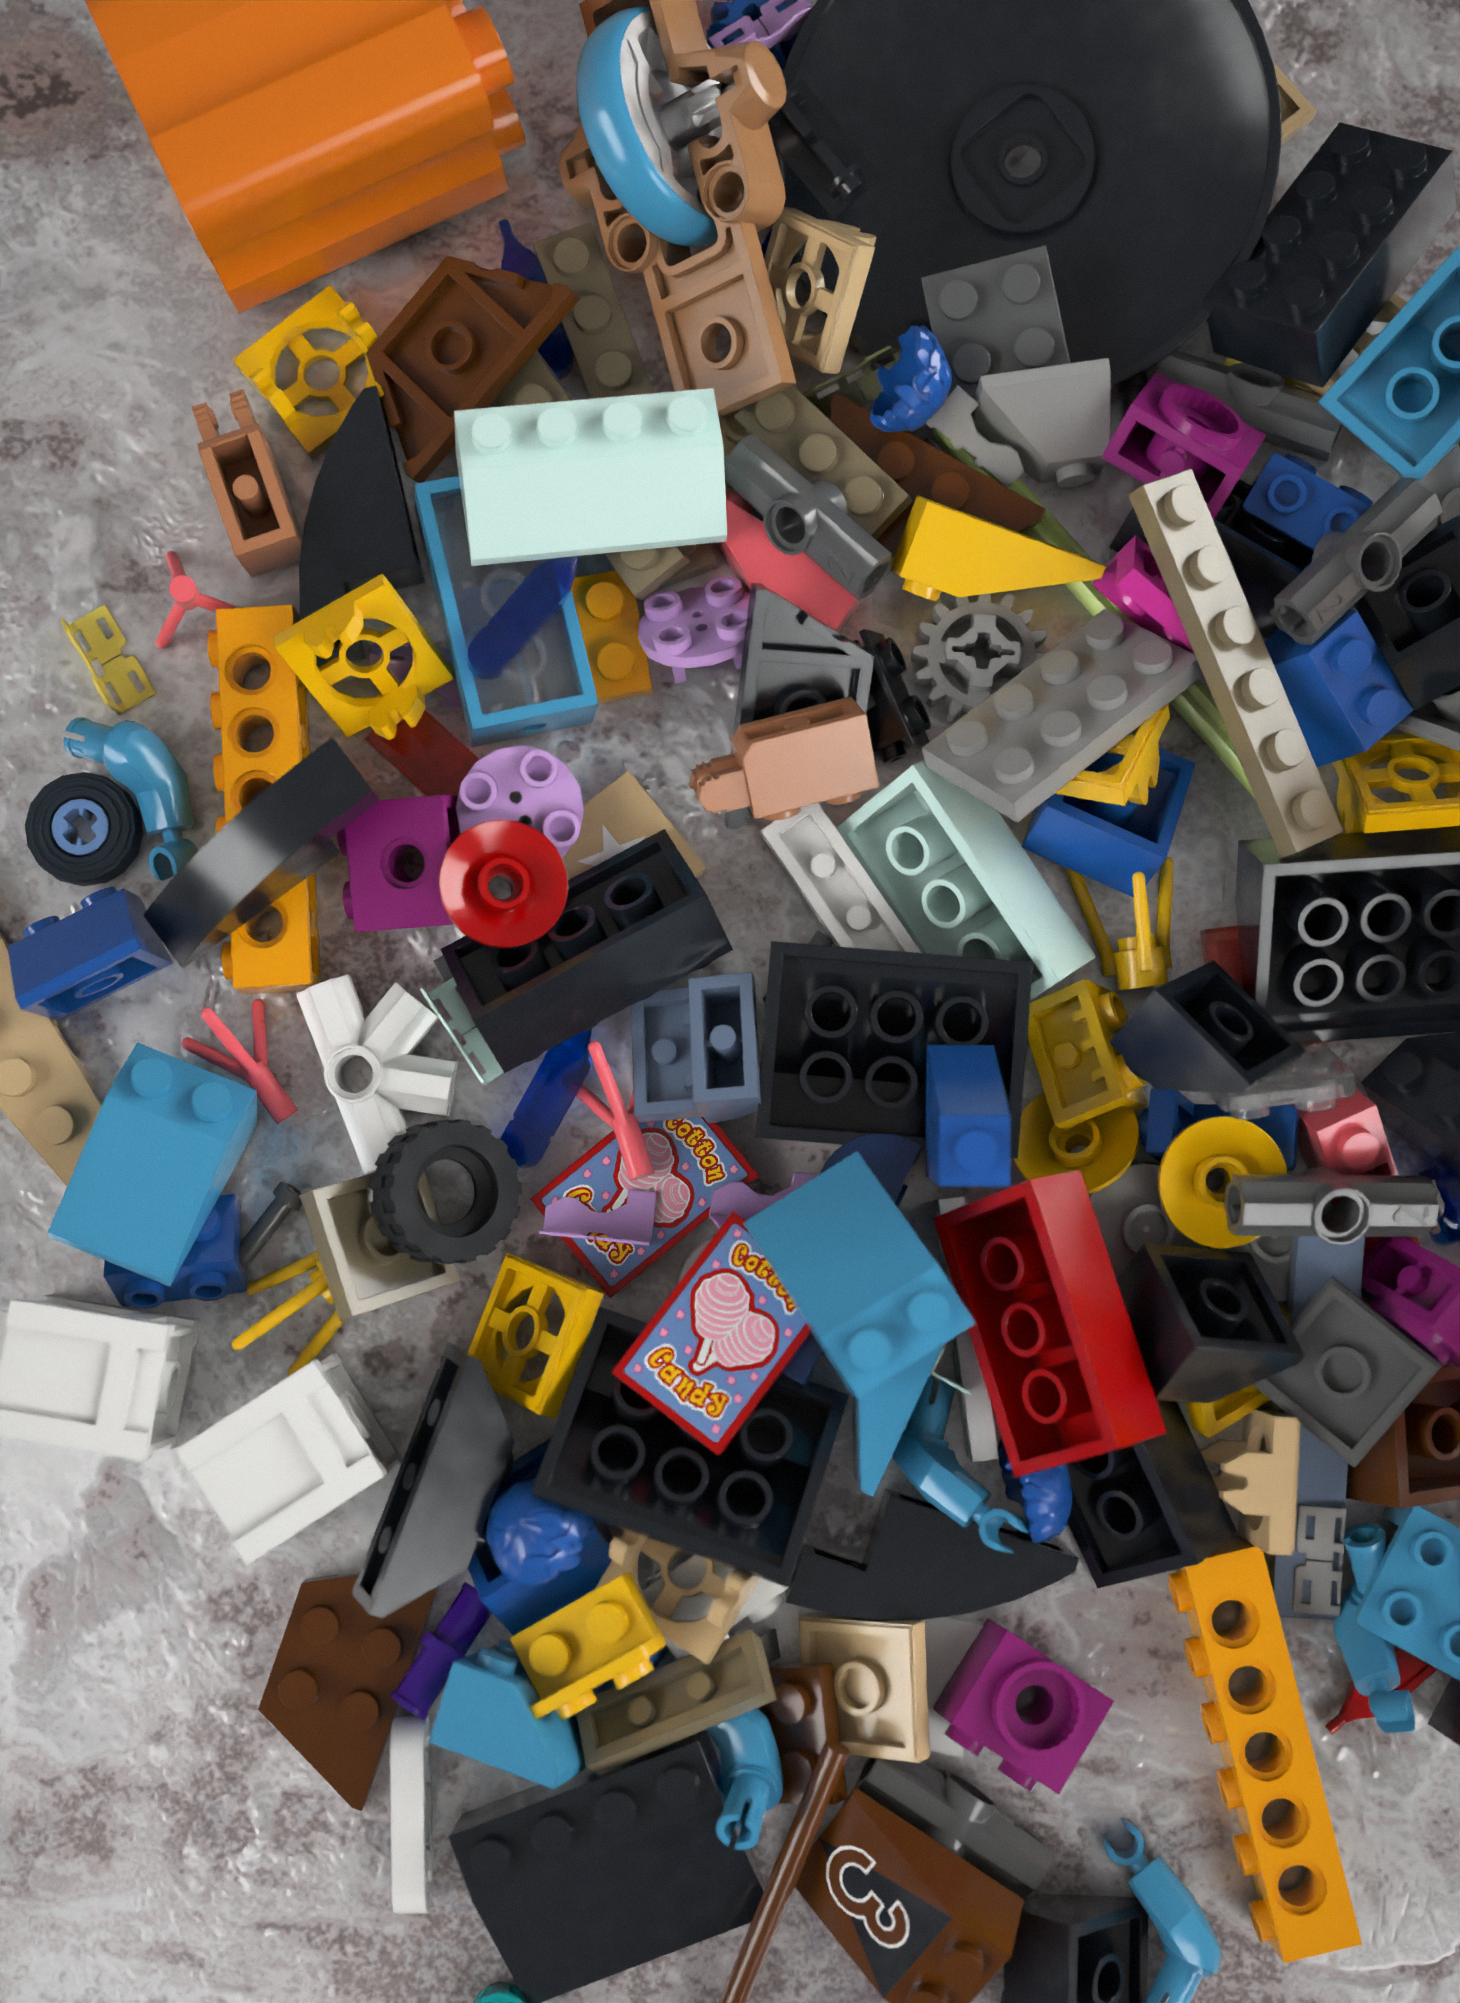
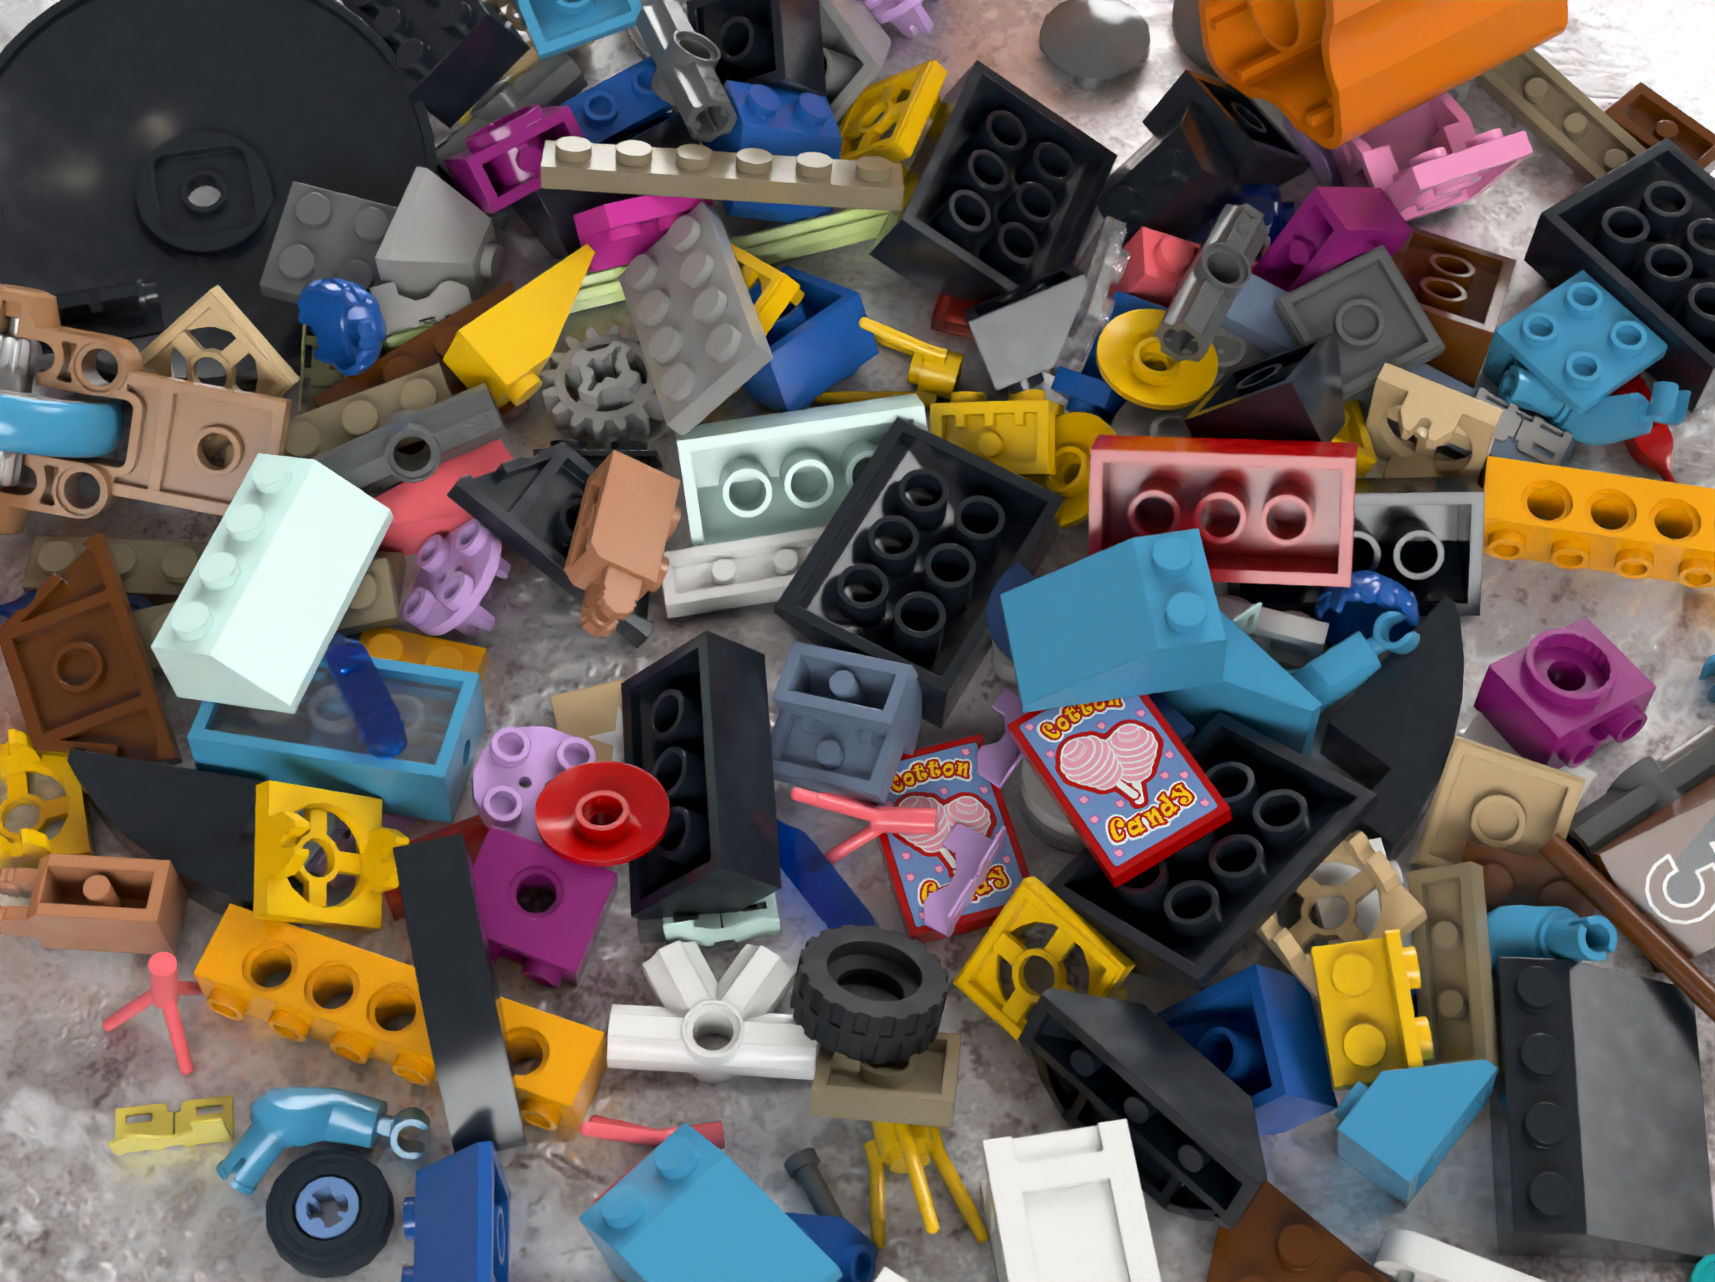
camera: 65 degrees left, 25 degrees down
(441, 1648) = (1324, 1187): dark purple pin -> none
(534, 1536) = (1239, 1016): blue hair -> none
(966, 1117) = (1017, 494): blue slope -> none

